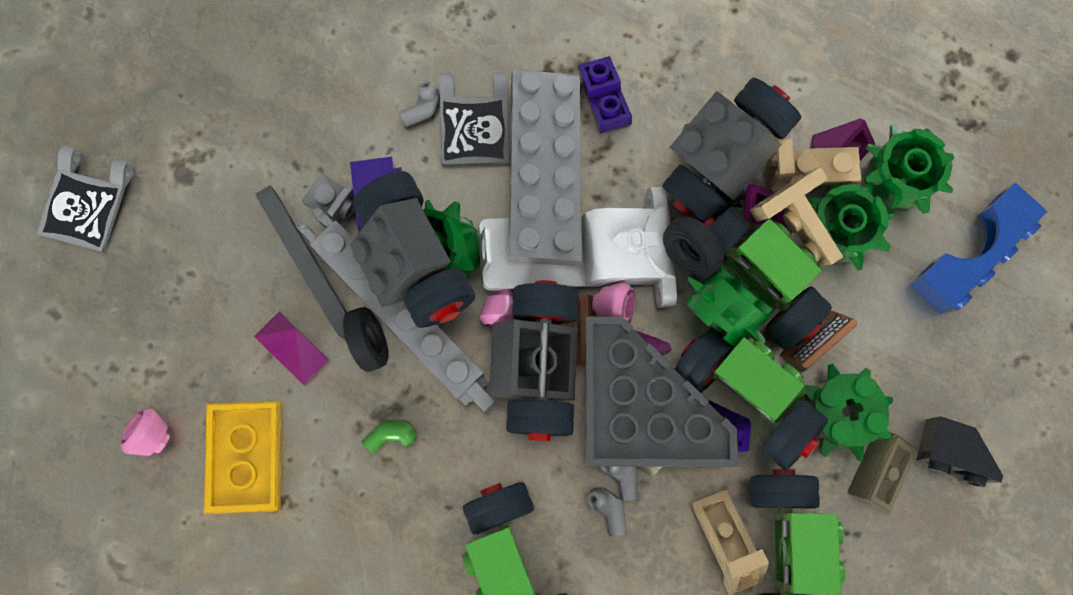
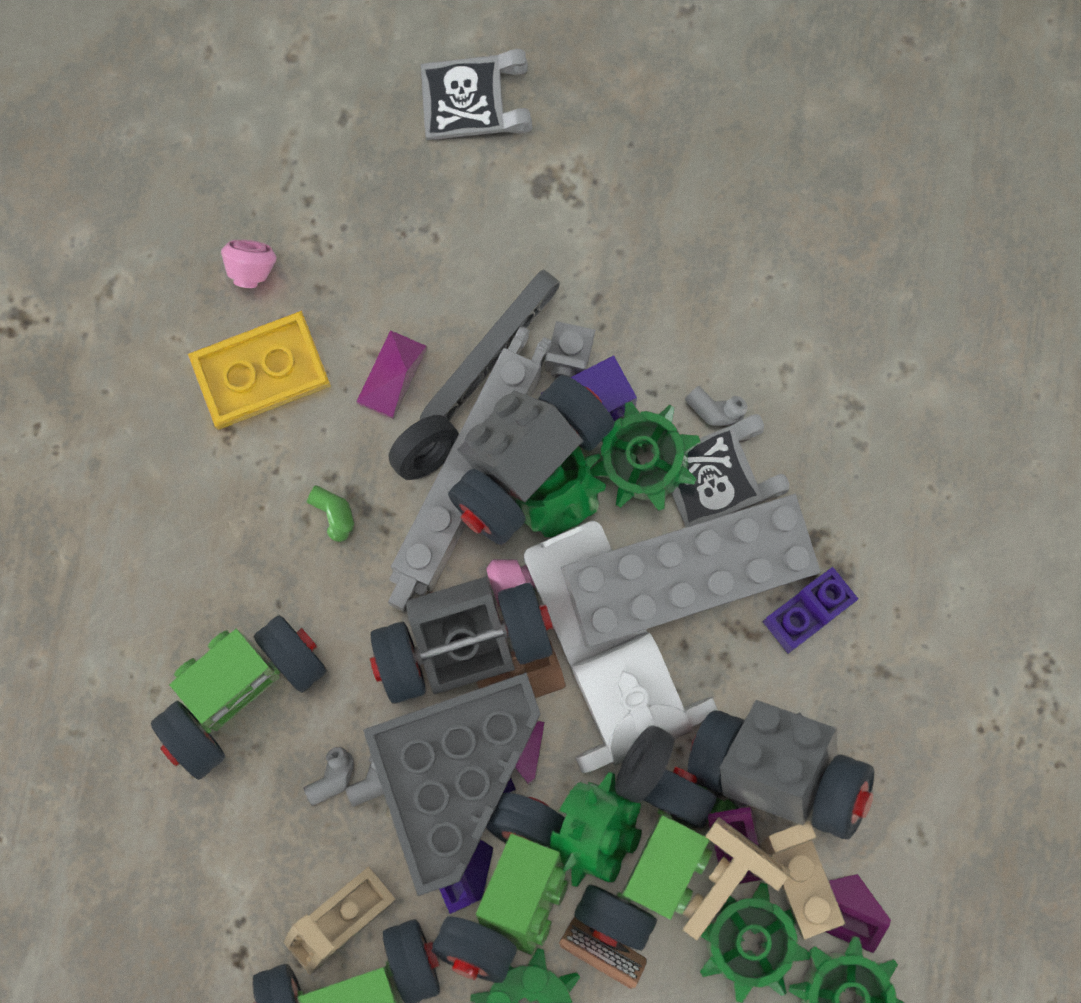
camera: 75 degrees right, 0 degrees up
(442, 147) = (659, 476): none -> green brick
(615, 301) = (561, 705): bright pink cone -> none

